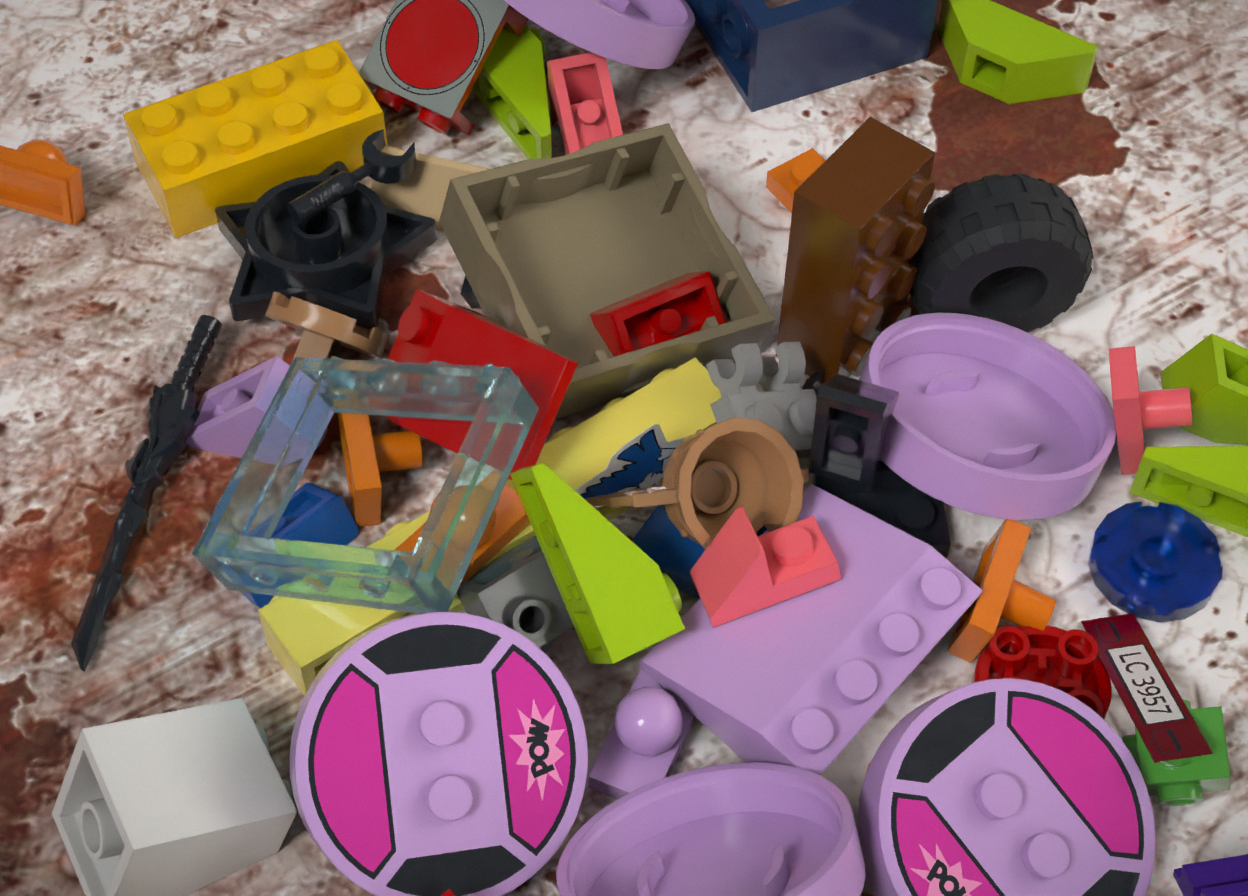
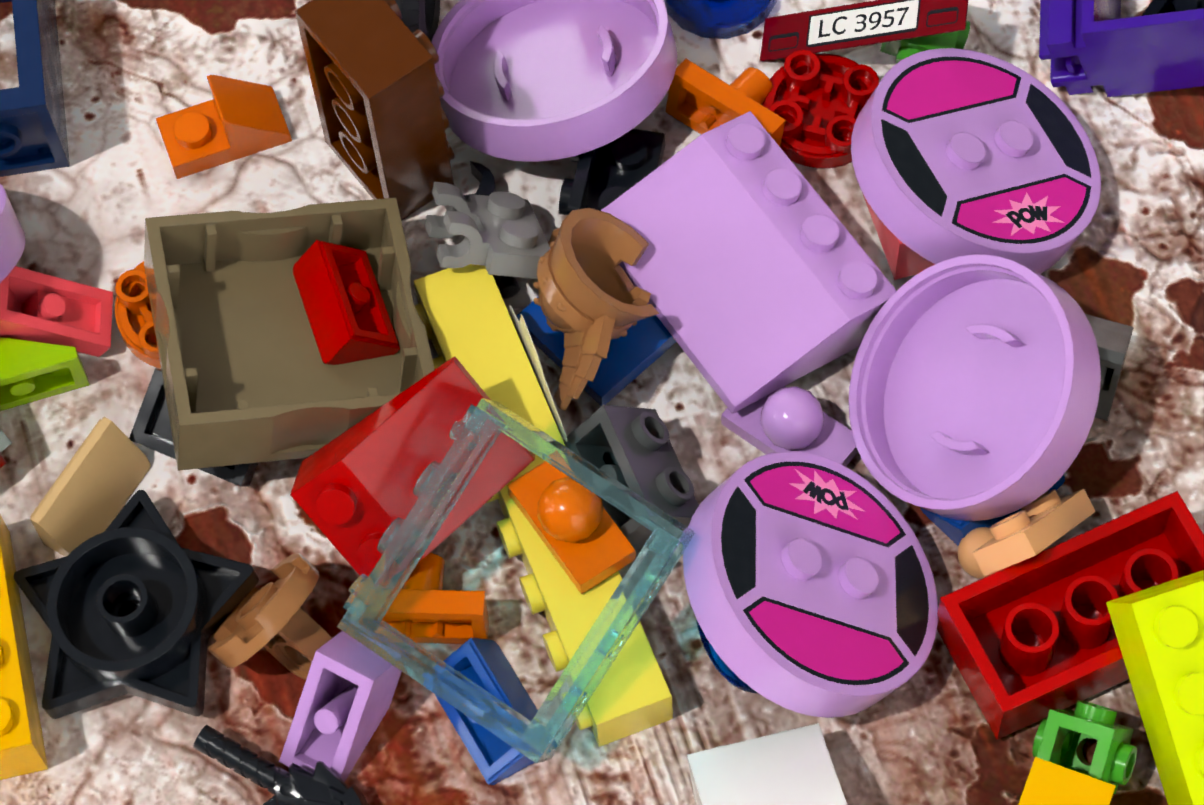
camera: 70 degrees left, 10 degrees up
(378, 167) = (84, 556): black piece -> none
(605, 580) = (675, 404): lime slope -> none
(753, 572) = (682, 277): coral slope -> none
(850, 430) = (572, 148): black slope -> none

